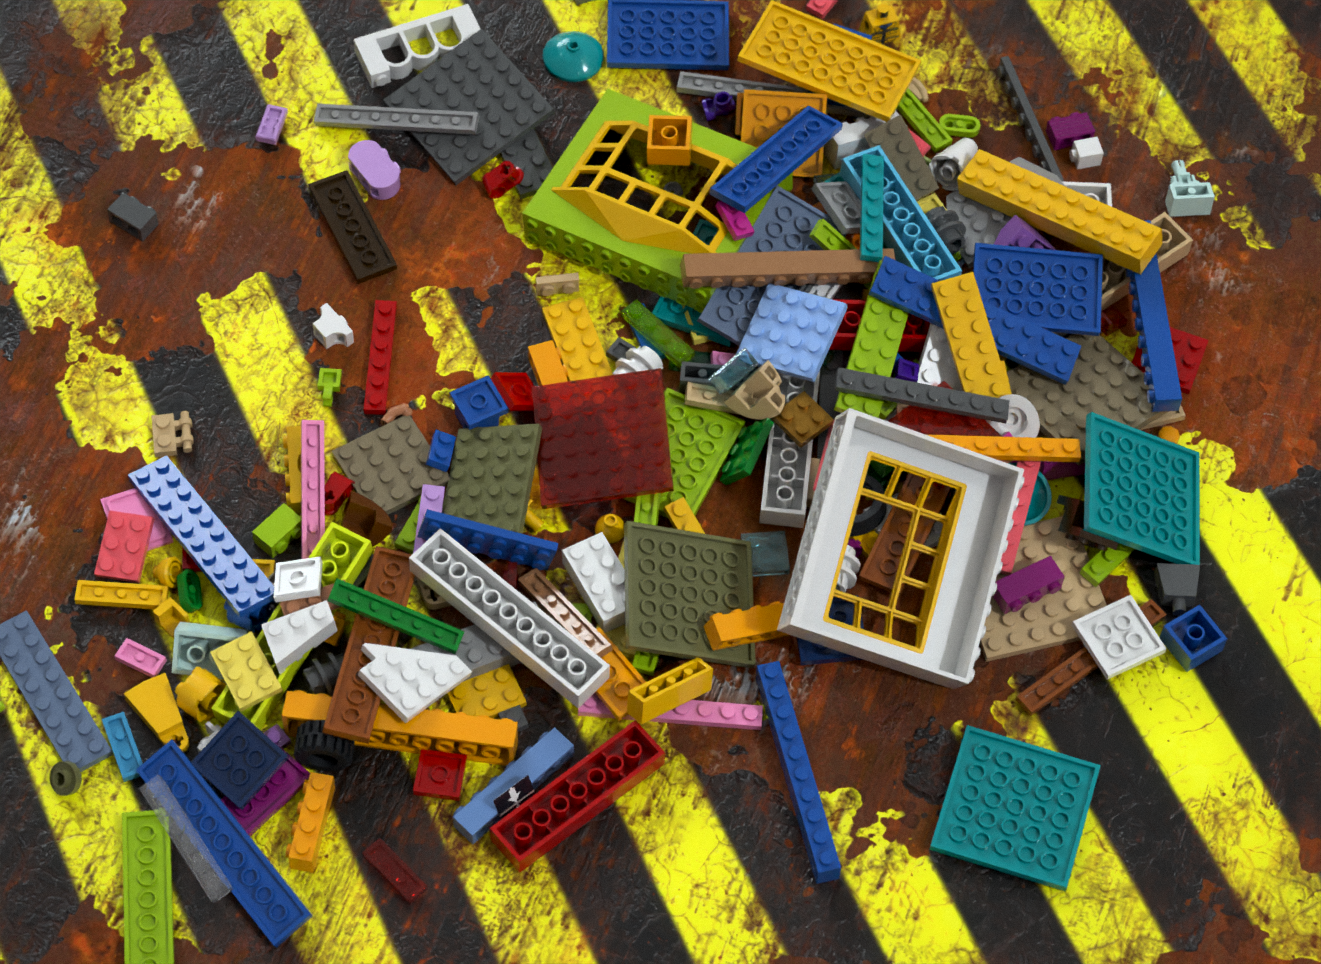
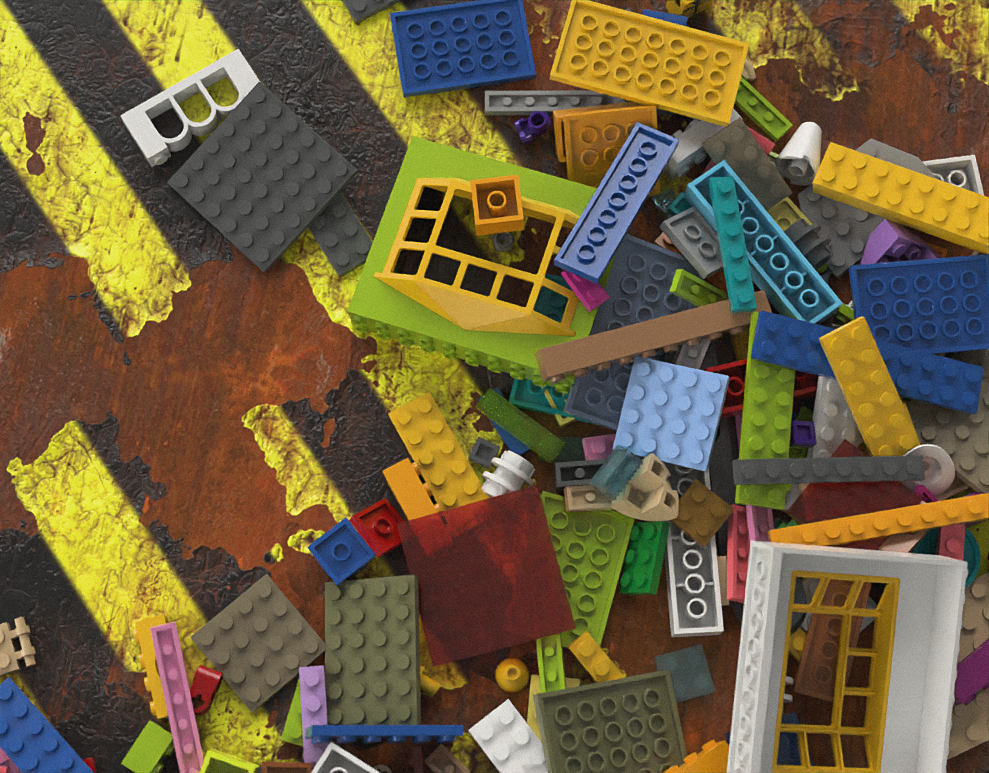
camera: 10 degrees left, 15 degrees up
(271, 124) = (49, 235): lavender plate -> none
(329, 382) = (172, 550): lime plate -> none
(332, 328) = (162, 482): white brick -> none
(352, 227) = (162, 349): dark brown plate -> none
(366, 518) = (241, 725): reddish brown brick -> none
(374, 169) = (173, 273): lavender brick -> none
(380, 357) = (222, 507): red plate -> none
(393, 412) = (251, 573): nougat arm -> none
(396, 118) = (186, 208): light grey plate -> none
(440, 450) = (310, 616): blue plate -> none
(500, 179) = (315, 262): red piece -> none
(557, 284) = (391, 385): tan plate -> none
(573, 56) = (364, 101): teal dish -> none
(959, 125) = (795, 103): lime plate -> none
(1027, 117) = (868, 86): dark grey plate -> none
(1066, 130) = (915, 90): magenta brick -> none
(1086, 153) = (937, 115): white brick -> none

